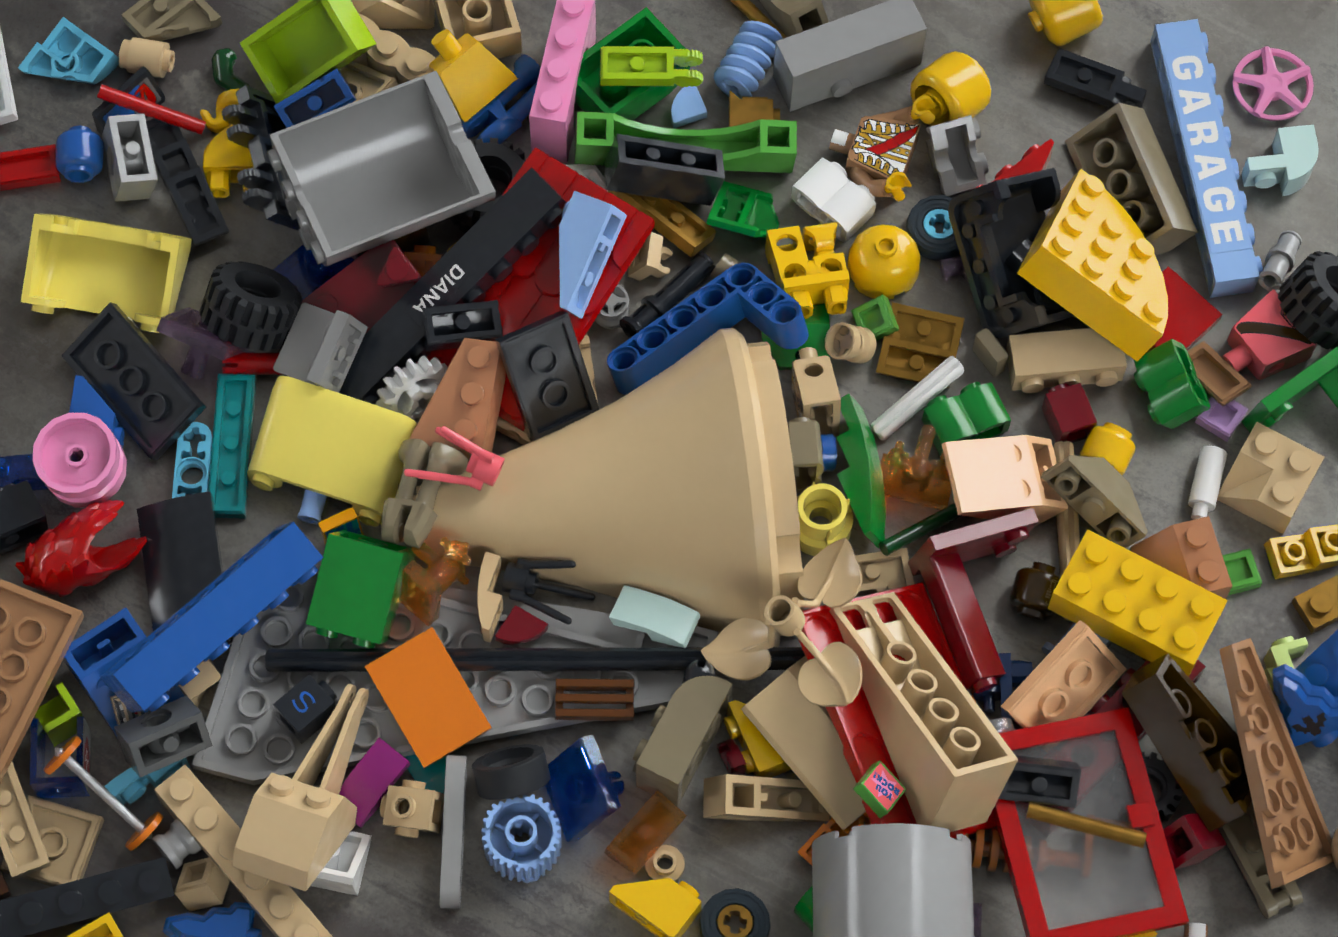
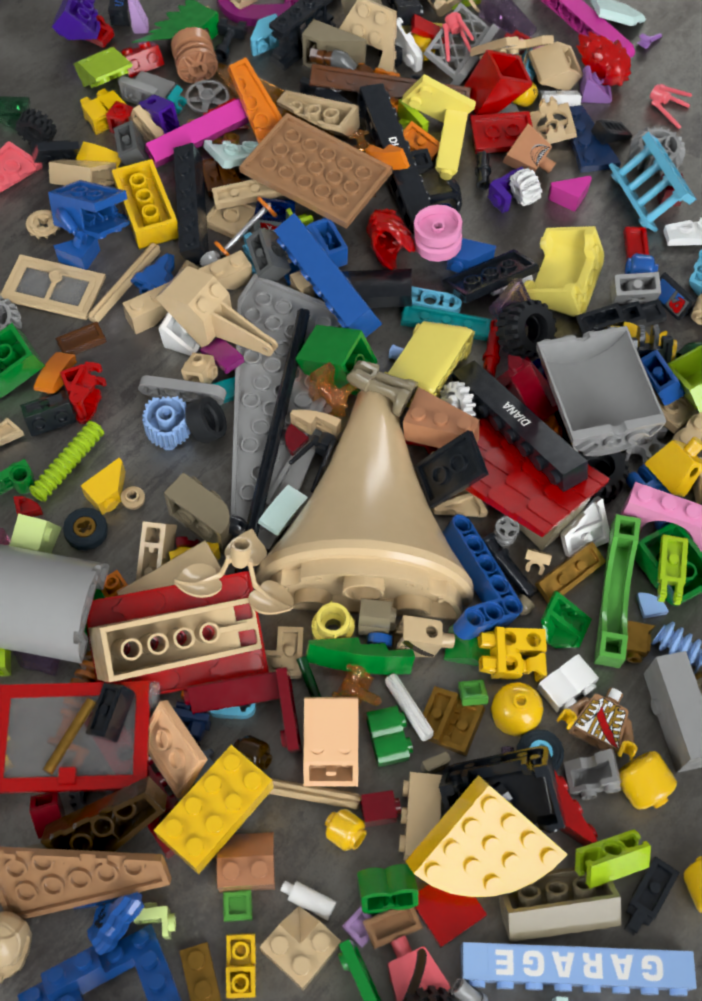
camera: 100 degrees right, 5 degrees down
(151, 109) = (673, 284): red bar -> none
(306, 707) = (269, 321): black brick -> none
(320, 347) = (487, 356): light grey bracket -> none
(344, 520) = (382, 359): light orange tile -> none
(428, 697) = (260, 382): orange tile -> none
(450, 324) = (491, 425): black slope -> none
(483, 464) = (387, 413): coral plant -> none
(582, 788) = (186, 457): clear blue tile -> none
(585, 243) = (529, 489): light blue slope -> none
(613, 685) = (243, 454): reddish brown tile -> none
(645, 833) = (151, 487): clear orange slope -> none
(664, 169) = (595, 569): black brick -> none
(850, 343) = (455, 669): tan wheel -> none
(879, 789) = (121, 599): tile -> none
(1077, 125) = (612, 858): none -> lime piece
(1099, 497) = (308, 810): dark tan slope -> none

